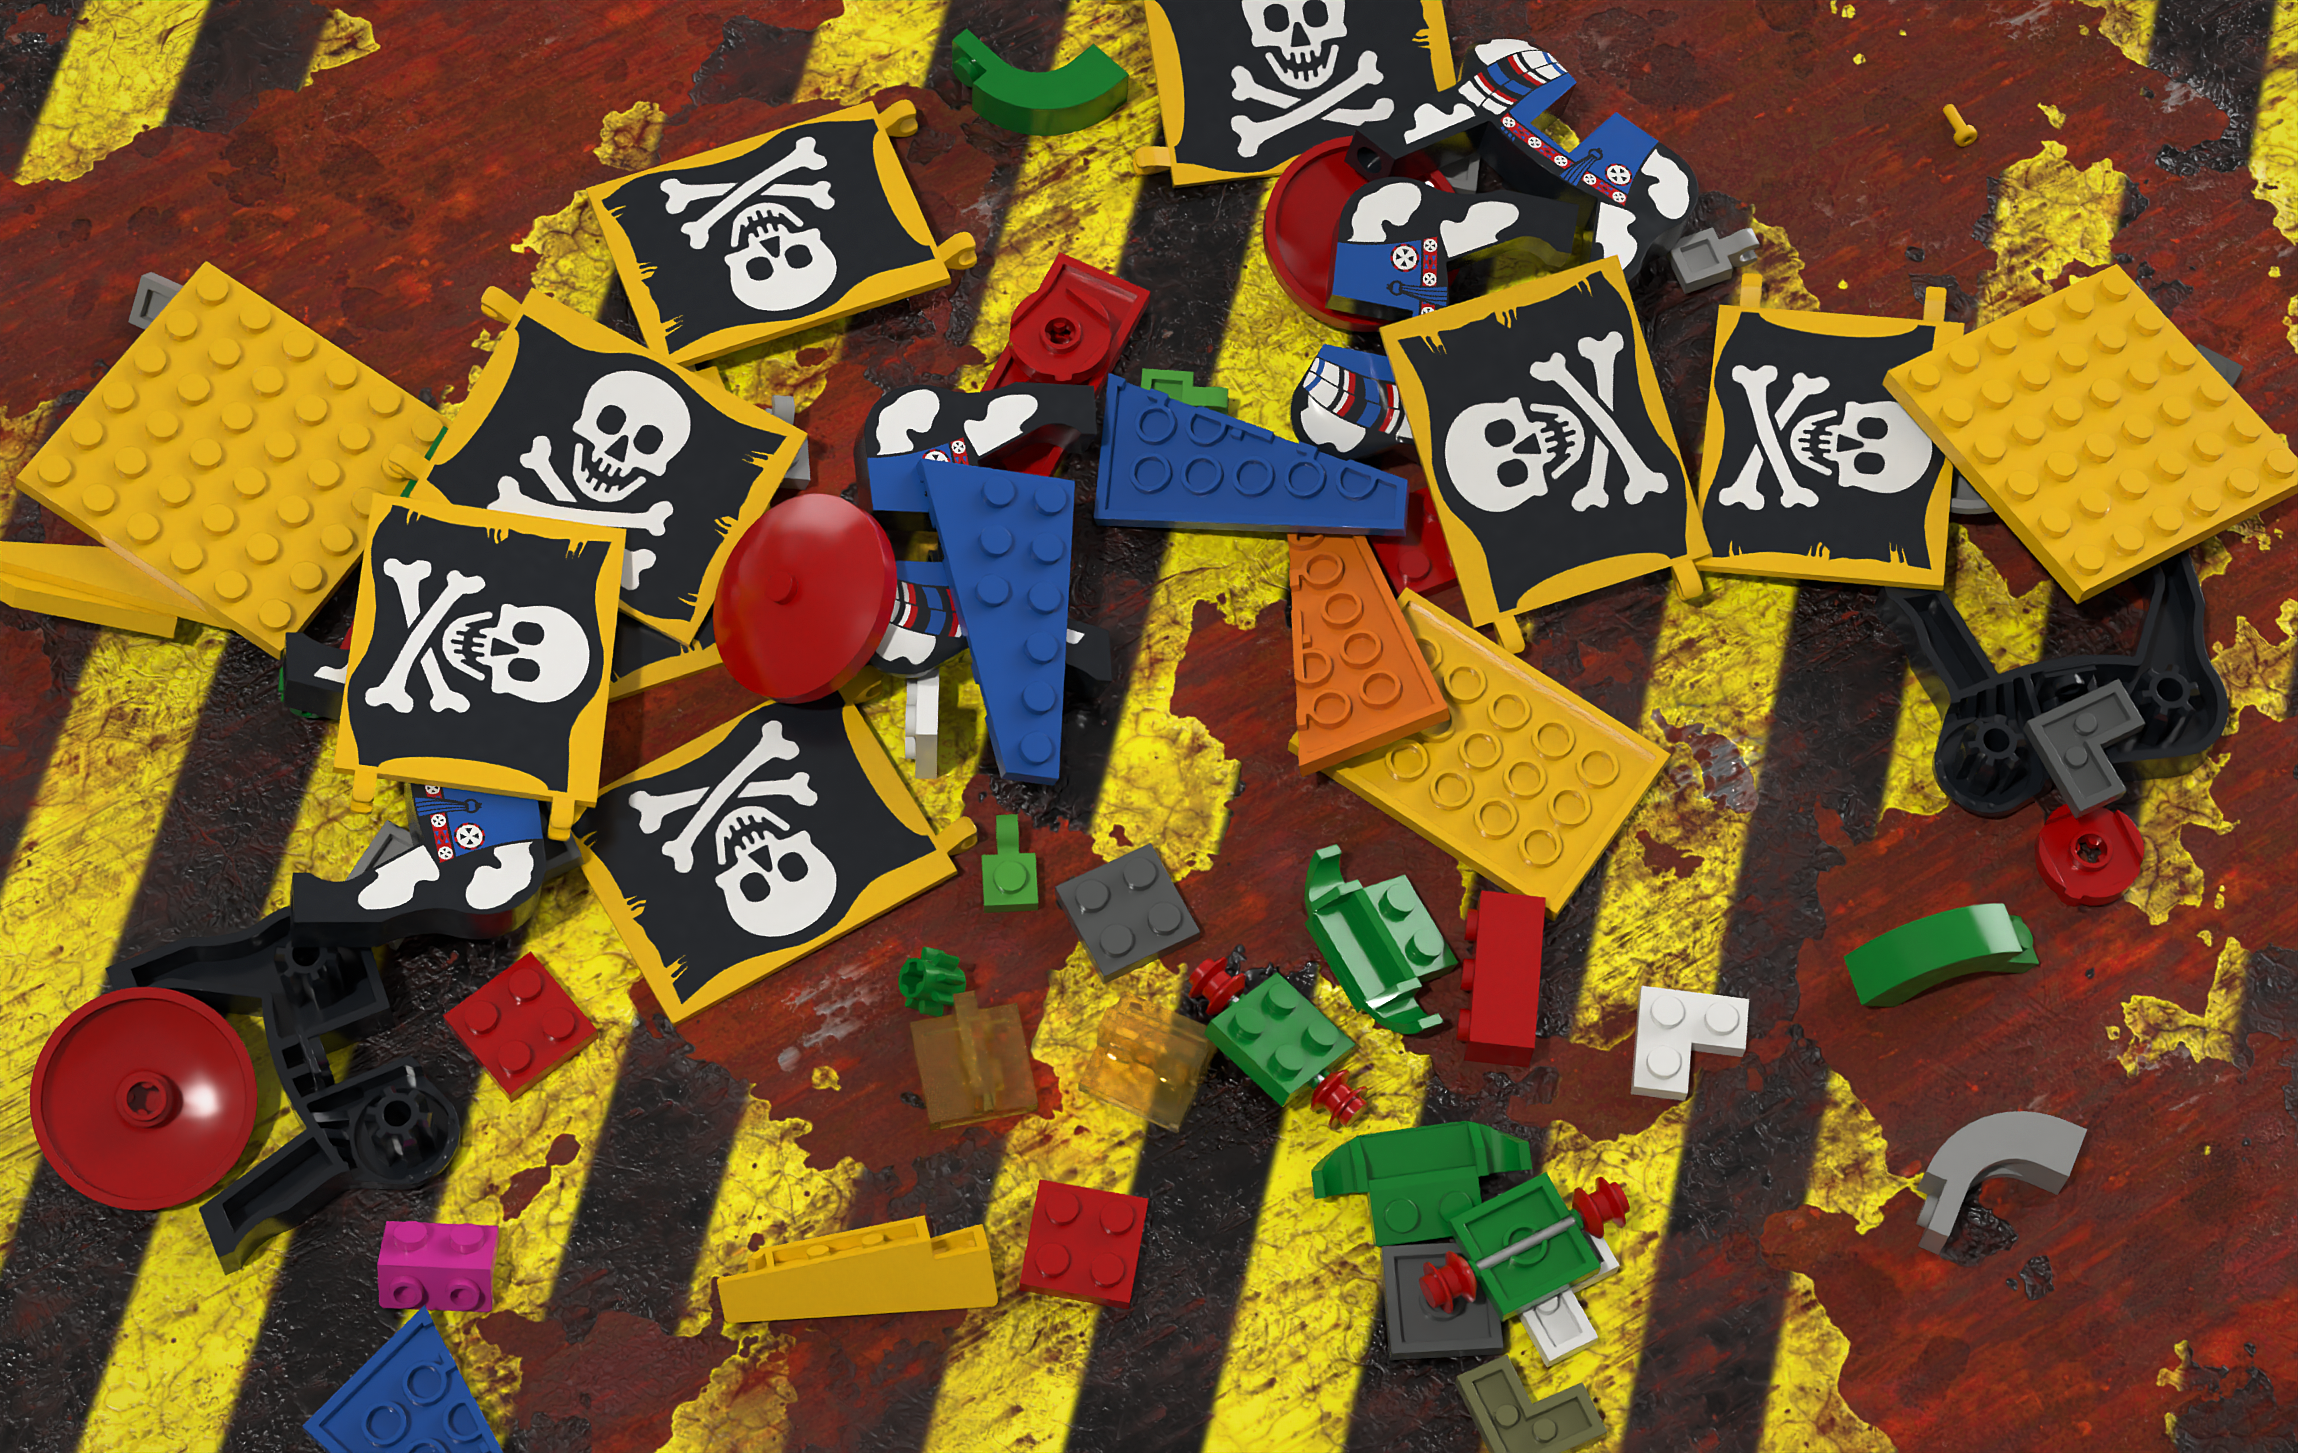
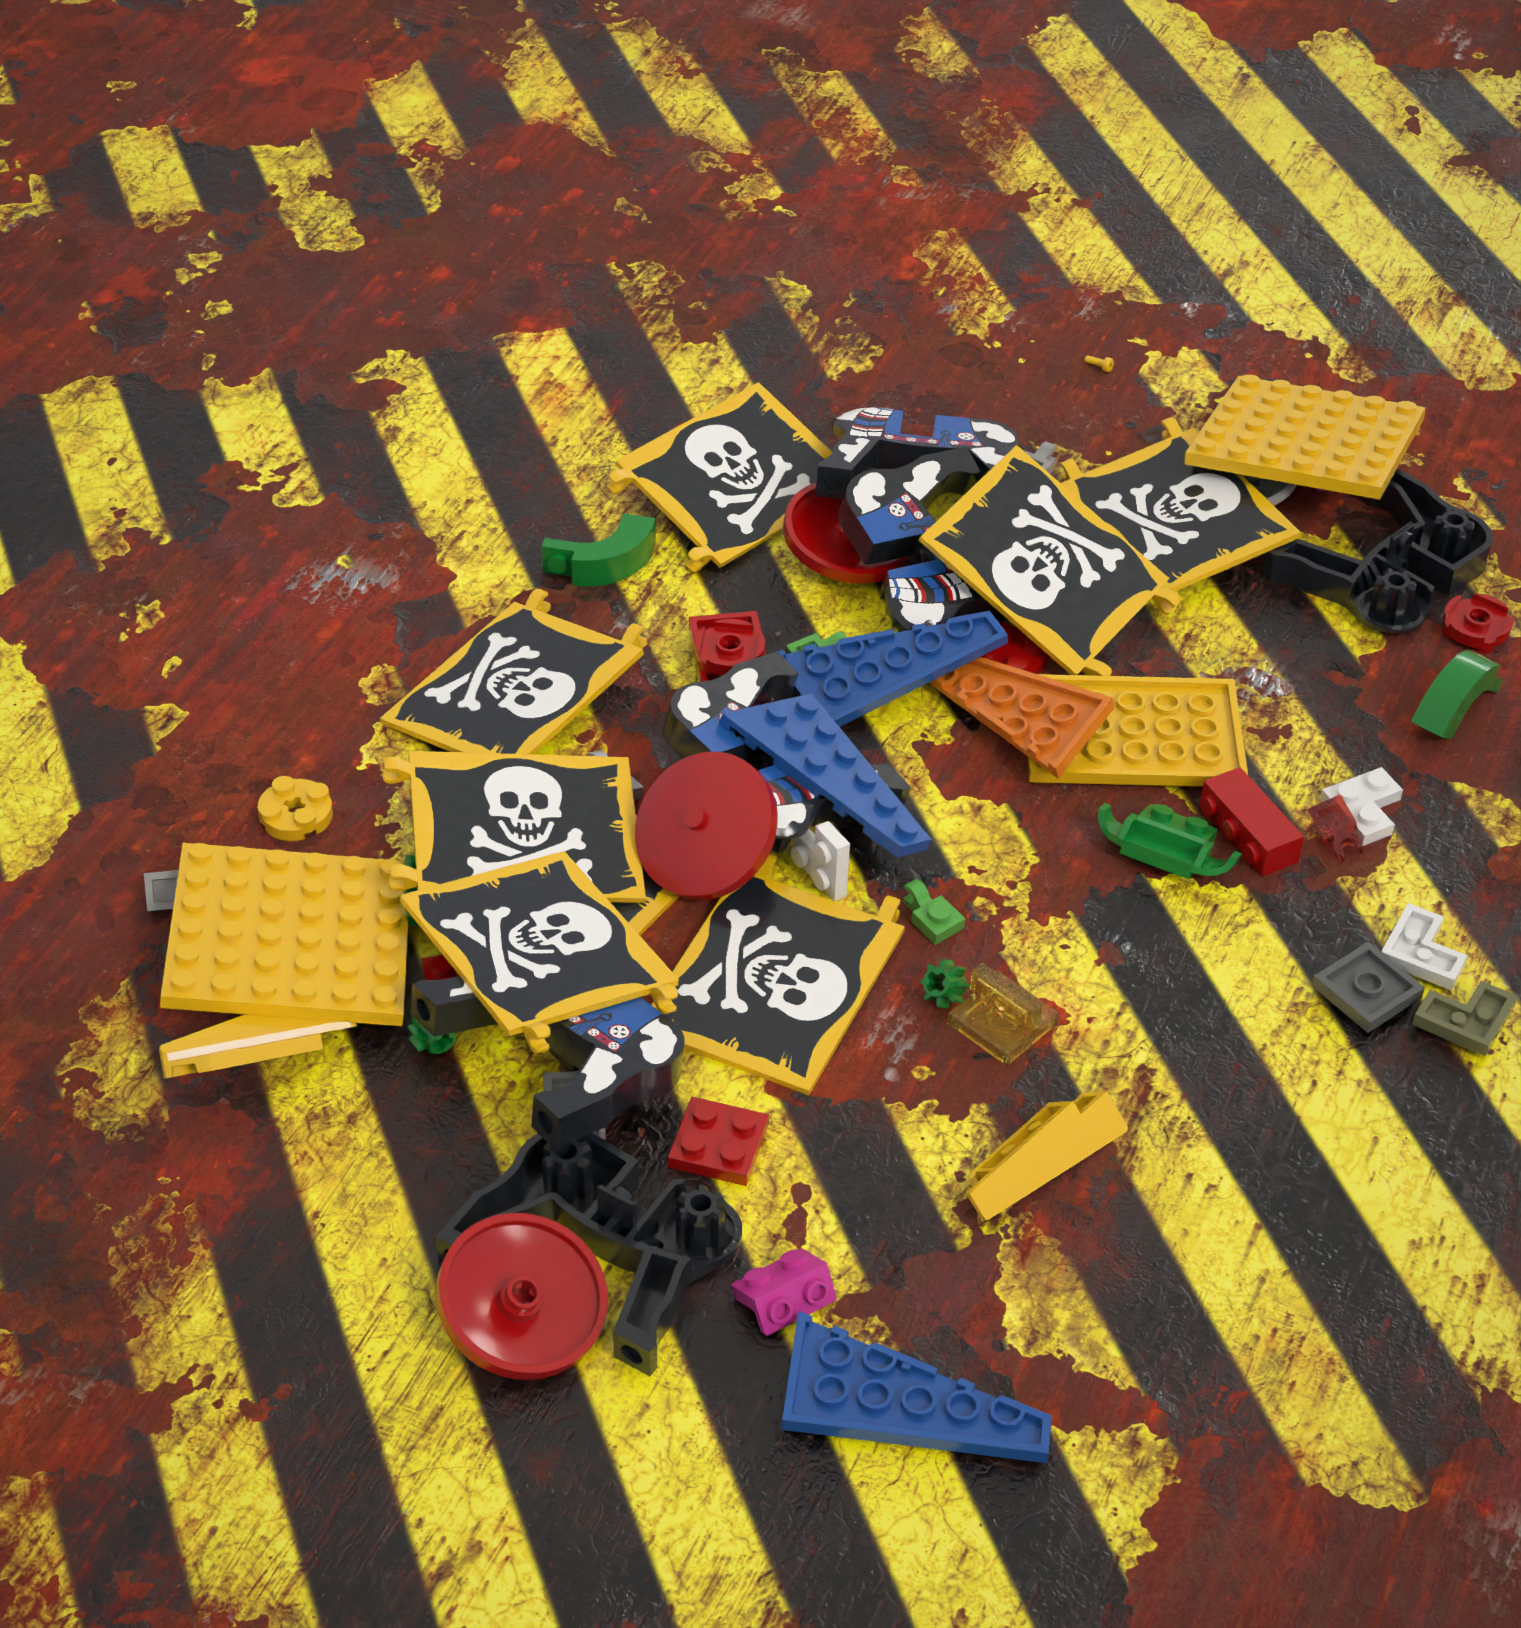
camera: 30 degrees left, 20 degrees down
(386, 243) = (287, 793): none -> yellow plate
(1083, 1244) = (1149, 1070): red plate -> none
(1127, 913) = (1017, 901): dark grey plate -> none
(1148, 1061) = (1100, 961): clear yellow bracket -> none
(1279, 1040) = (1162, 910): green plate -> none
(1418, 1175) = (1301, 934): green plate -> none
(1524, 1246) = (1392, 927): green plate -> none
(1609, 1044) = (1335, 822): none -> clear red plate
(2072, 744) = (1433, 565): dark grey plate -> none

